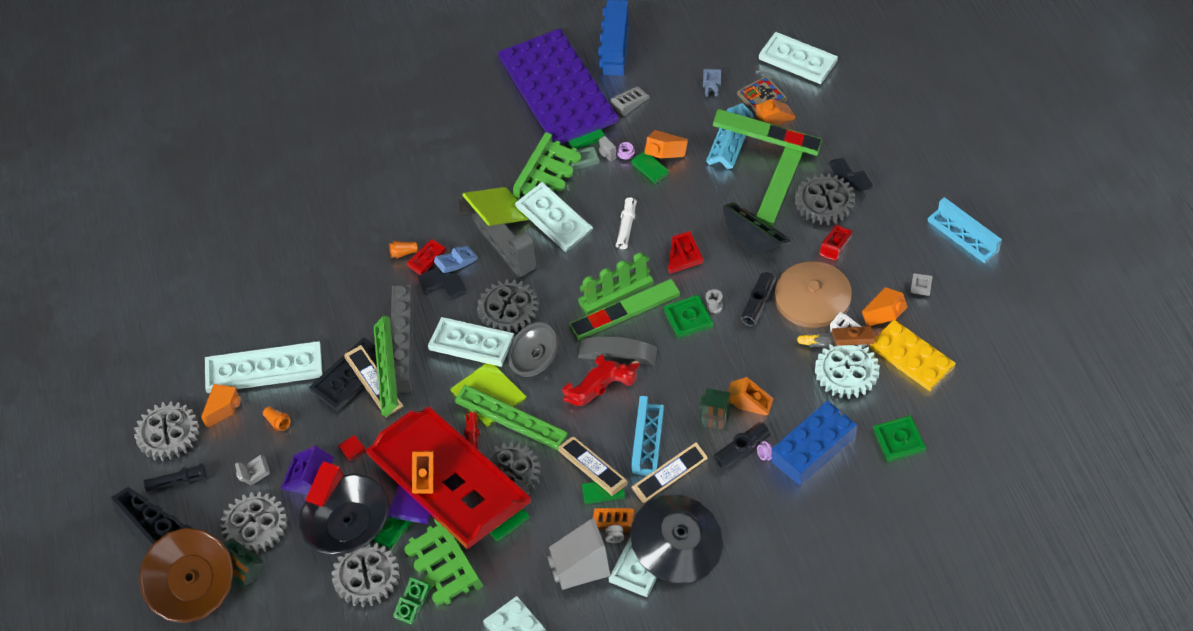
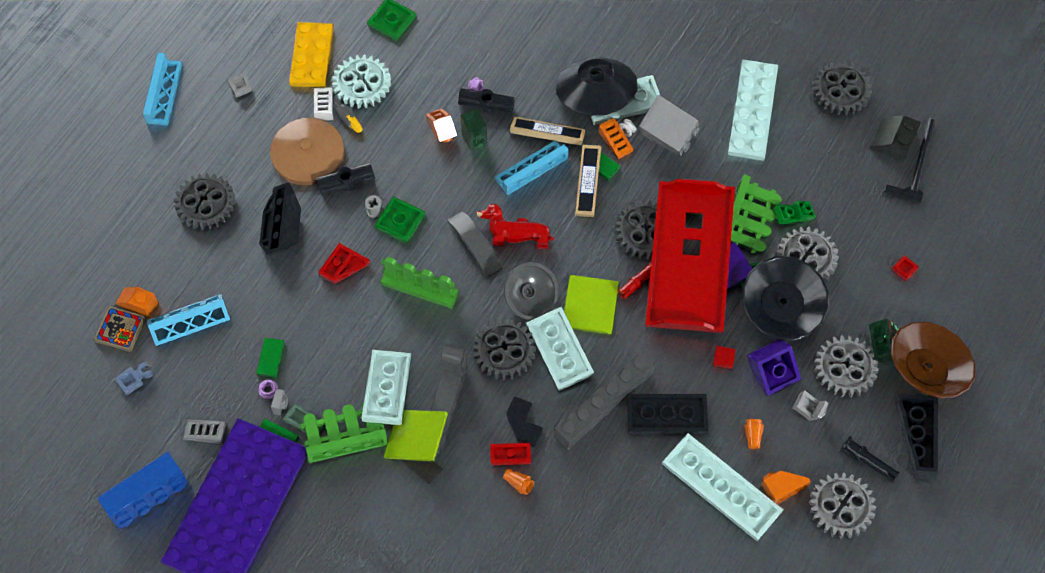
camera: 135 degrees left, 10 degrees up
(324, 483) = (778, 329): red slope -> none
(367, 373) = (660, 385): tile -> none
(385, 366) = (643, 379): bright green tile -> none
(422, 472) = (707, 264): orange slope -> none
(456, 260) = (492, 430): medium blue slope -> none
(511, 417) = (598, 268): bright green tile -> none
(624, 309) = (461, 277): bright green tile -> none
(625, 227) = (352, 325): white pin -> none
(665, 145) = (241, 358): orange slope -> none
(767, 132) = (168, 284): bright green tile -> none
(778, 186) = (211, 245): bright green tile -> none
(798, 57) = (52, 330): light aqua plate -> none
(813, 443) = (444, 58): blue piece -> none
(835, 242) = (242, 169): red slope -> none
(853, 336) = (331, 90): dark orange plate -> none
(857, 180) = (165, 202): black tile -> none
(884, 307) = (283, 90): orange slope -> none

